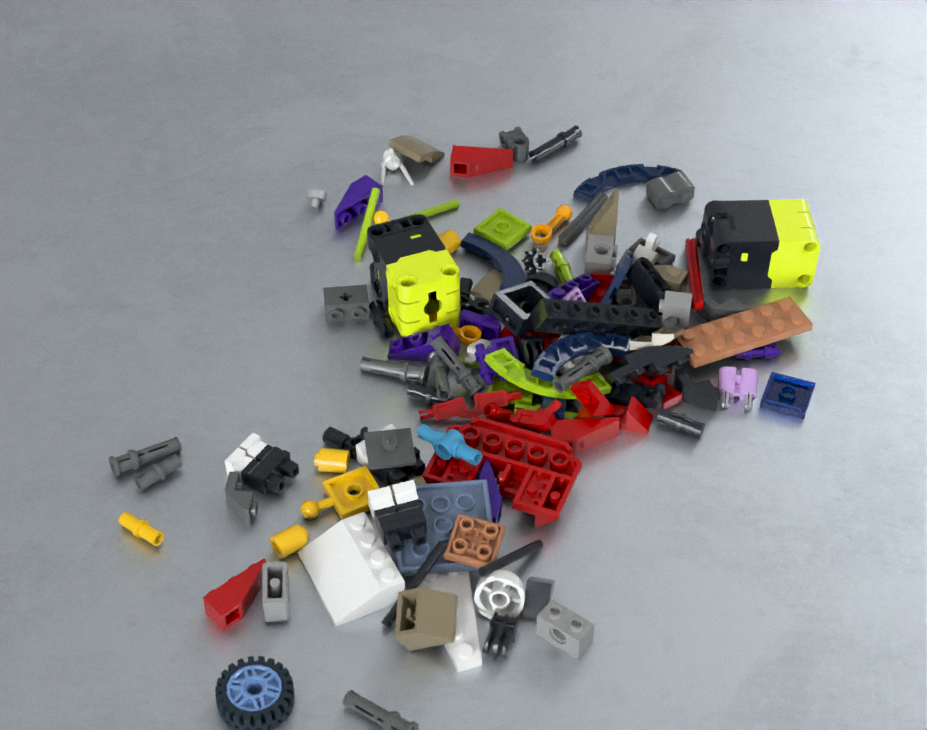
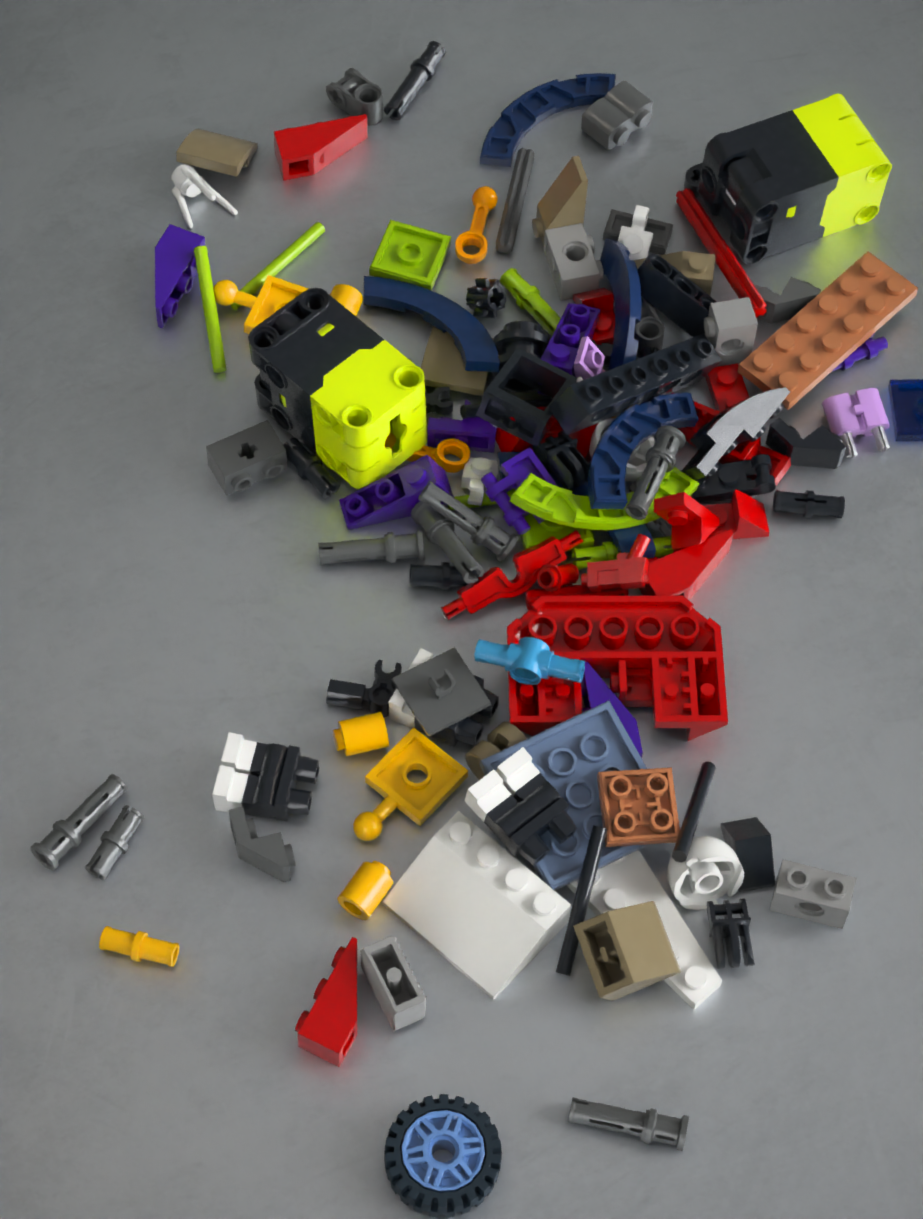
camera: 25 degrees left, 15 degrees up
(316, 197) = (107, 283): light grey tile -> none
(658, 338) = (726, 390): slope -> none

